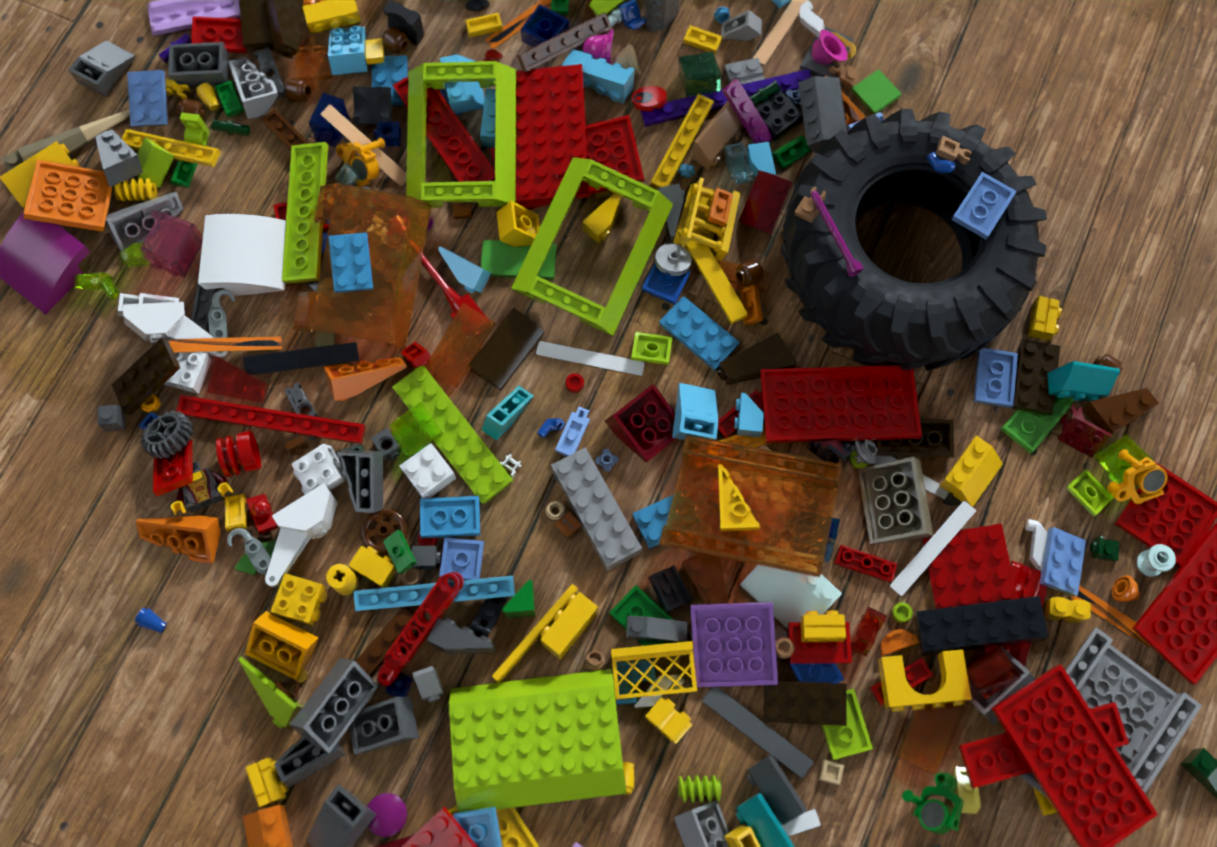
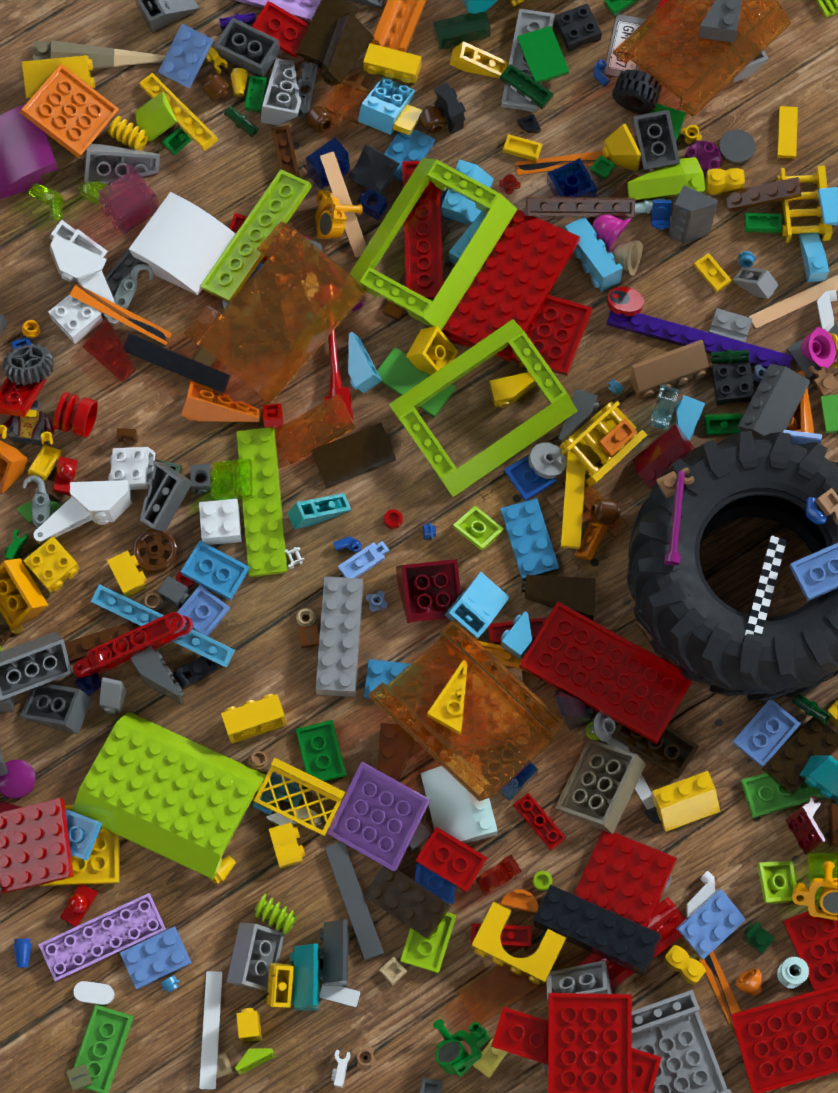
camera: 35 degrees right, 0 degrees up
(117, 158) = (127, 98): dark grey wedge -> none
(146, 376) = (40, 304): dark brown plate -> none
(196, 129) = (209, 108): lime plate -> none
(255, 608) = (14, 550): none -> green plate
(271, 419) = (120, 401): red plate -> none
(299, 400) = (152, 397): dark grey piece -> none
(342, 579) = (95, 569): yellow piece -> none
(347, 175) = (310, 224): clear light blue plate -> none
(350, 262) = (263, 304): dark azure plate -> none
(399, 552) = (155, 574): green plate -> none
(522, 603) = (228, 676): green slope -> none
(534, 635) = (216, 710): yellow tile -> none
(590, 358) = (420, 504): white sticker -> none
(612, 375) = (429, 531): none -> blue plate
(655, 629) = (323, 765): dark grey slope -> none
(670, 589) = (358, 740): black plate -> none
(682, 142) = (625, 359): yellow tile -> none
(699, 74) = (684, 304): clear green brick -> none
(747, 112) = (700, 366): magenta plate -> none
(784, 648) = (417, 844): medium nougat plate -> none
(823, 627) = (459, 846): yellow brick -> none
(932, 548) = (604, 843): white sticker -> none
(942, 248) = (766, 586): none -> sticker
(992, 672) = (577, 972): clear red slope -> none
(1018, 336) = (811, 708): none -> dark green pin

